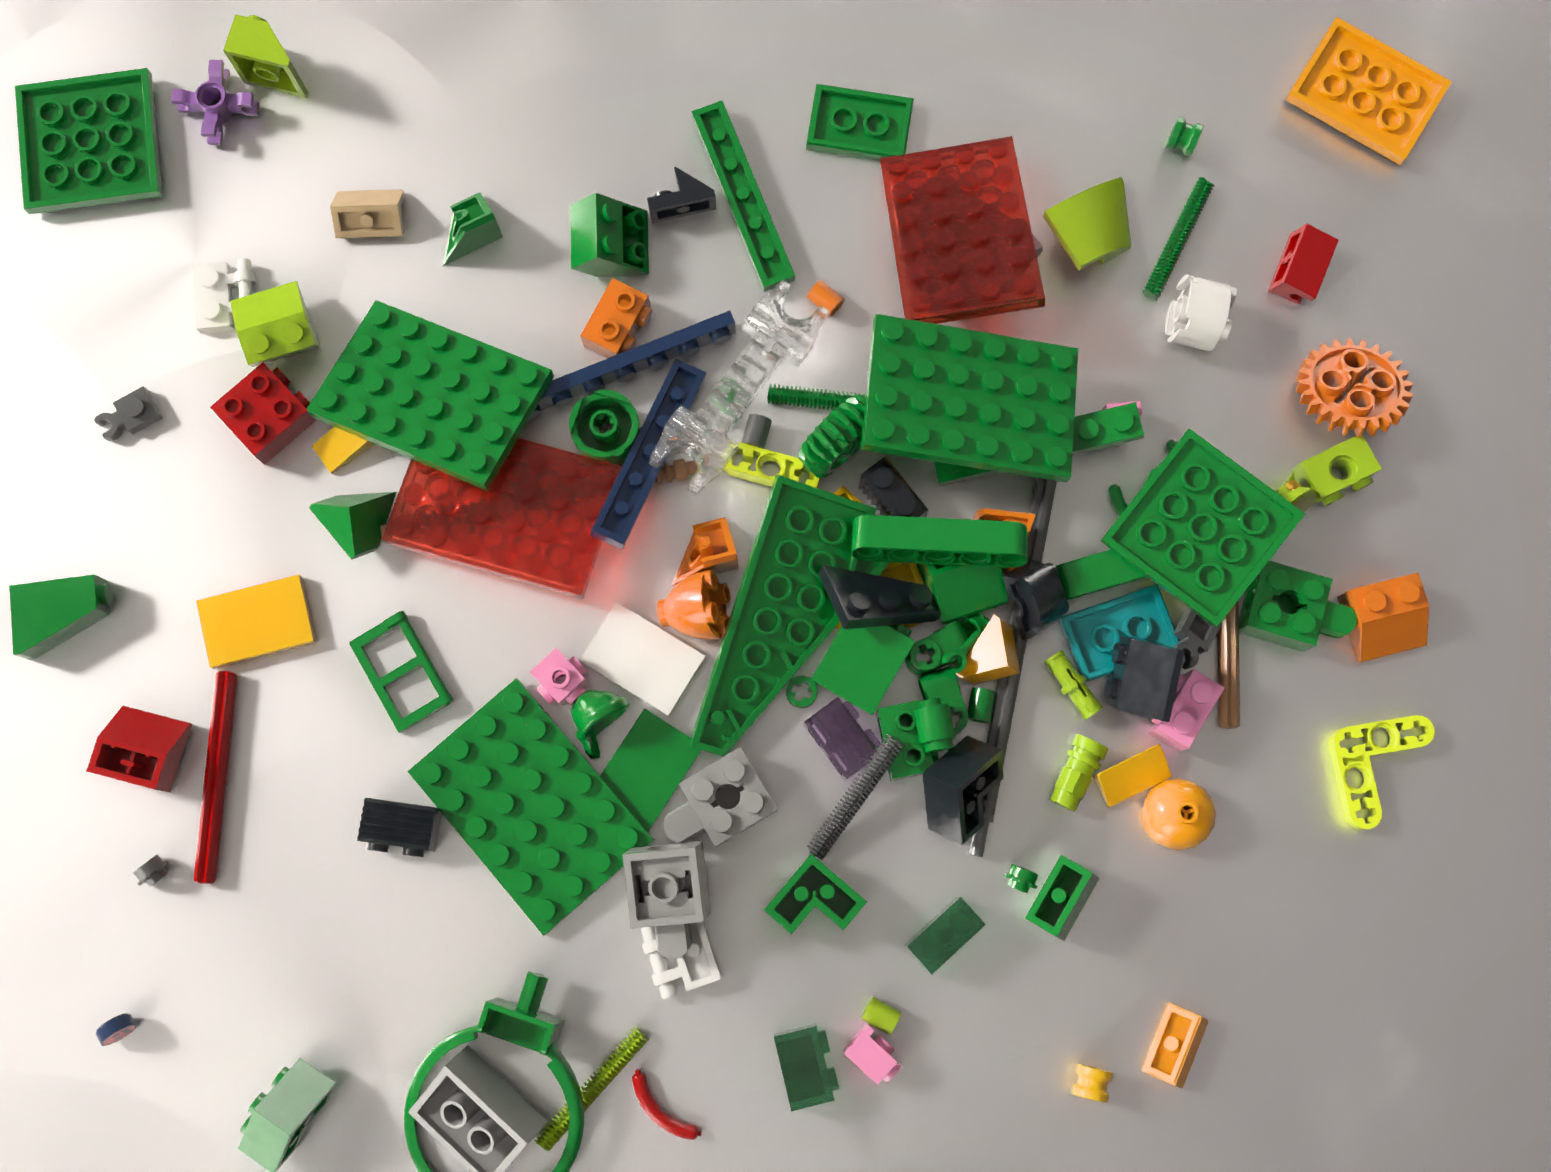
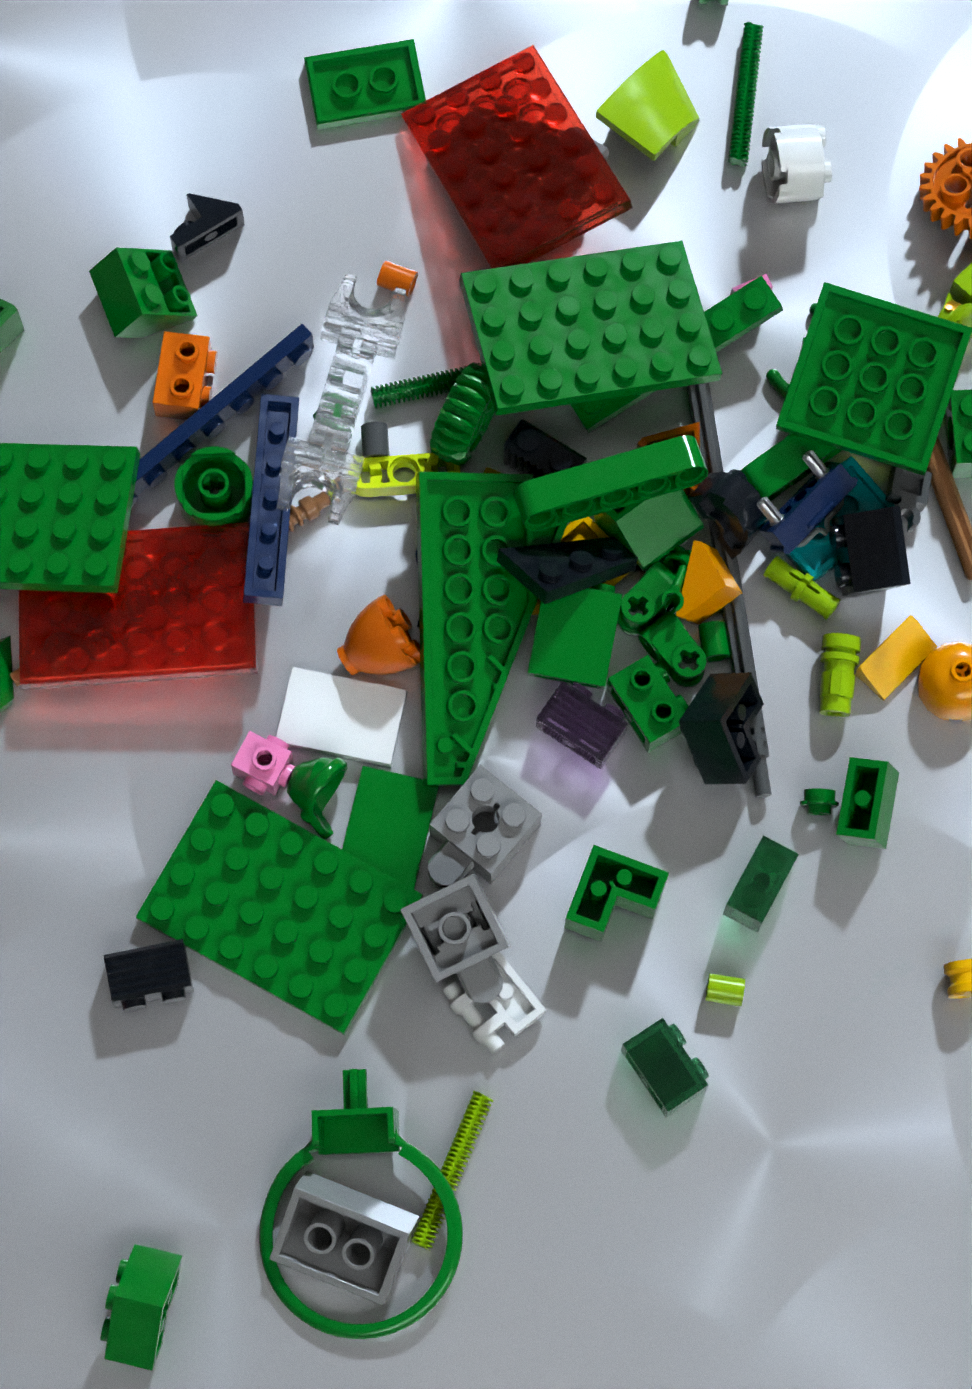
camera: 20 degrees left, 5 degrees down
(421, 659) = (106, 797): green window -> none
(655, 1112) = (529, 1172): red piece -> none
(710, 549) = (369, 576): orange slope -> none
(743, 195) = (269, 200): green plate -> none
(805, 702) = (513, 685): green bush -> none
(856, 797) = (618, 773): dark grey axle -> none
(872, 1055) = (731, 1031): bright pink brick -> none
(934, 725) = (673, 672): green brick -> none
(1106, 617) = (818, 498): none -> dark blue piece
(1191, 707) = (928, 564): bright pink brick -> none
(1303, 264) = (885, 77): red hinge -> none

